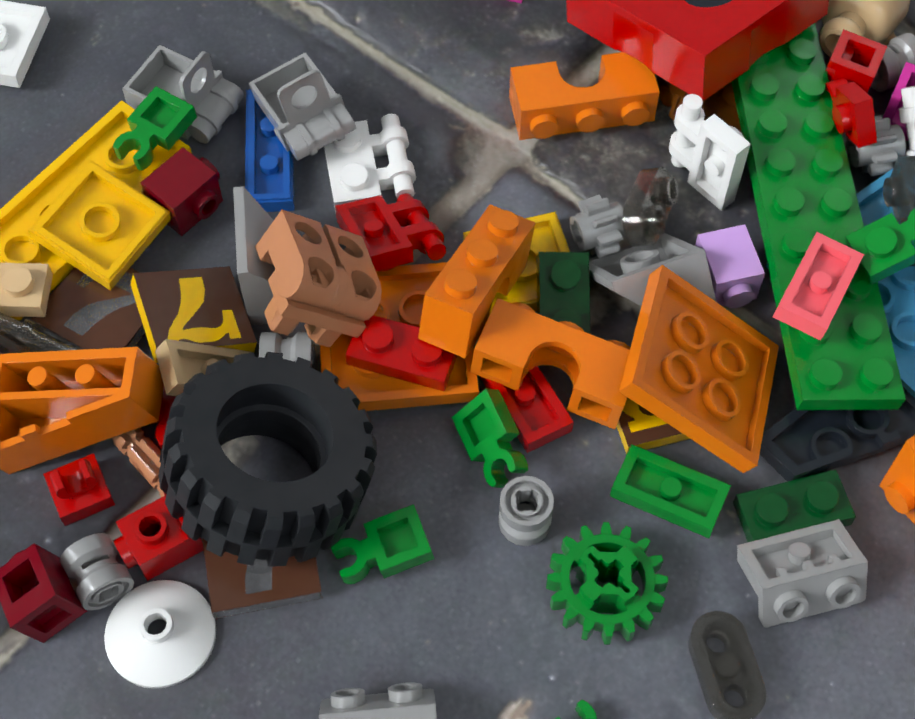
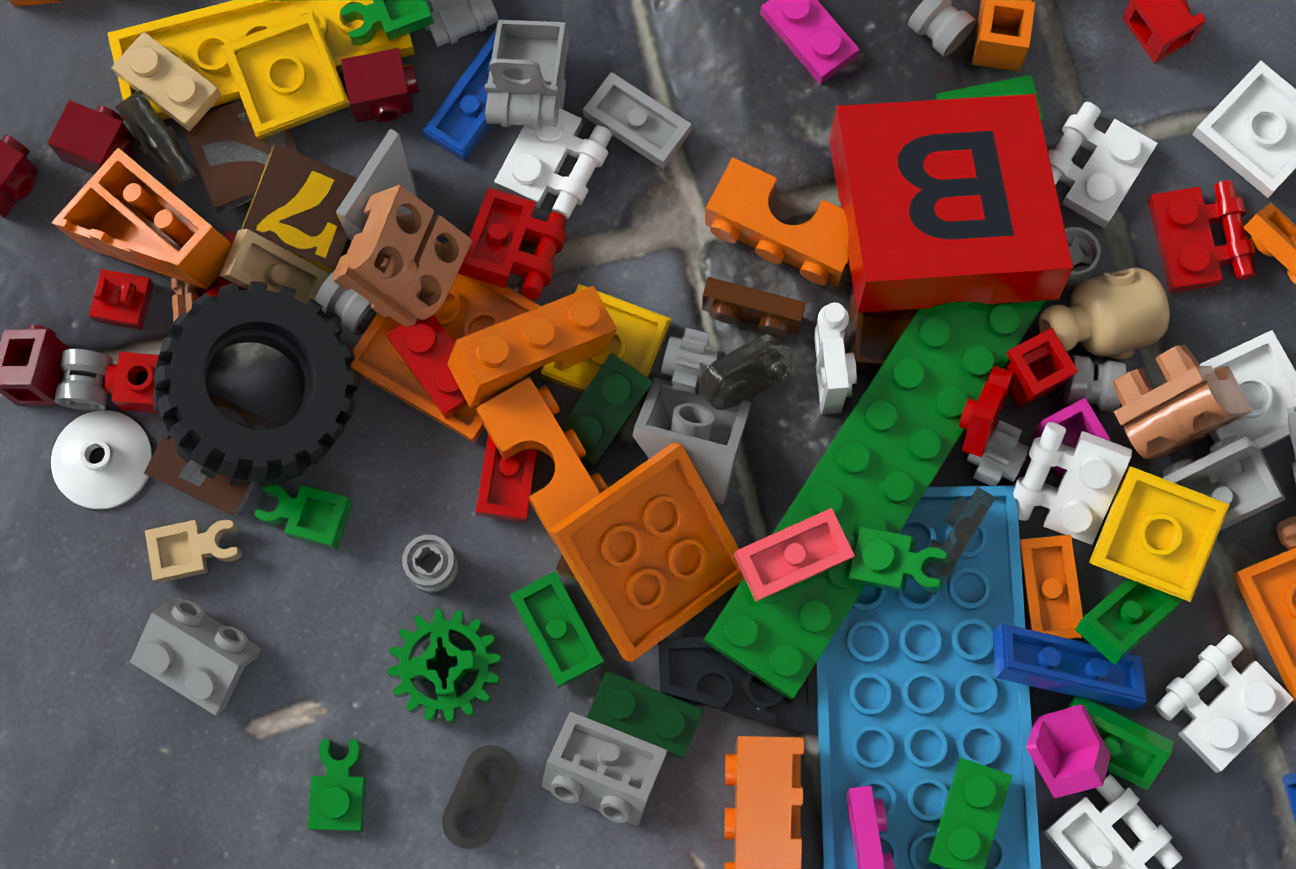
camera: 40 degrees right, 15 degrees up
(300, 651) = (182, 549): none -> tan plate
(410, 96) = (637, 120): none -> light grey plate
(486, 434) = (453, 479): green plate -> none
(610, 162) = (735, 302): none -> reddish brown plate
(732, 265) = (766, 475): lavender brick -> none

